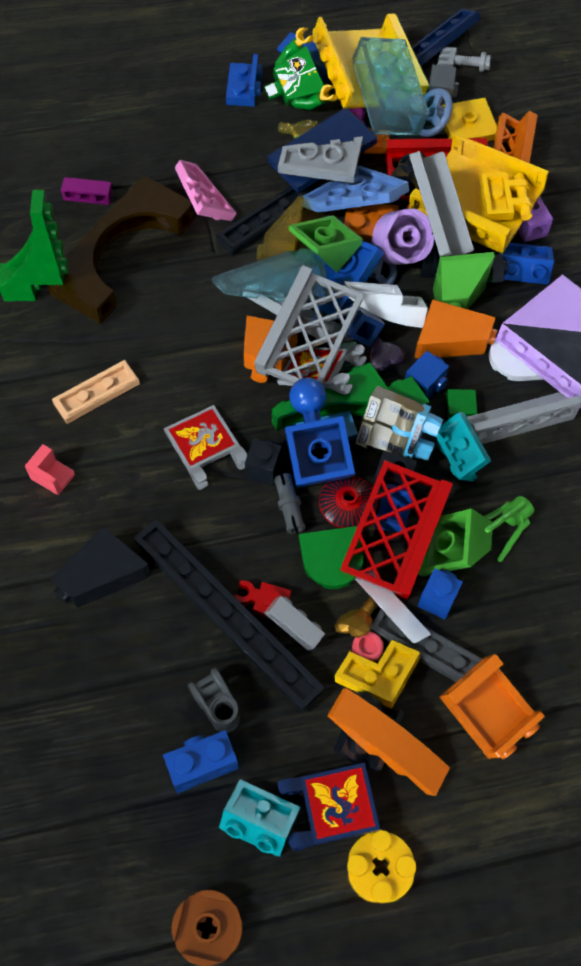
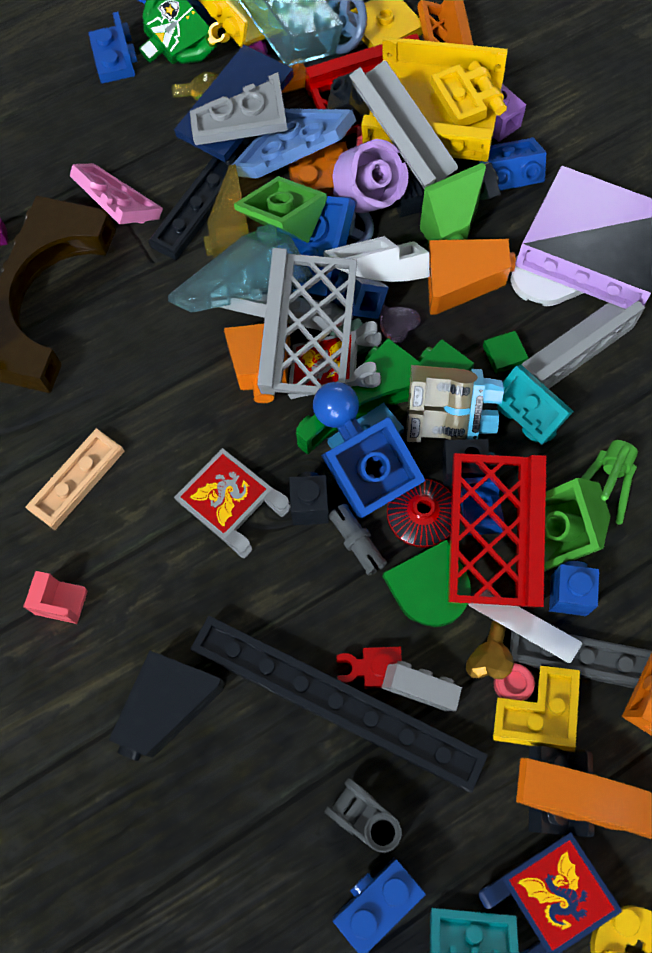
camera: 15 degrees left, 5 degrees up
(429, 373) = (458, 328): blue brick -> none

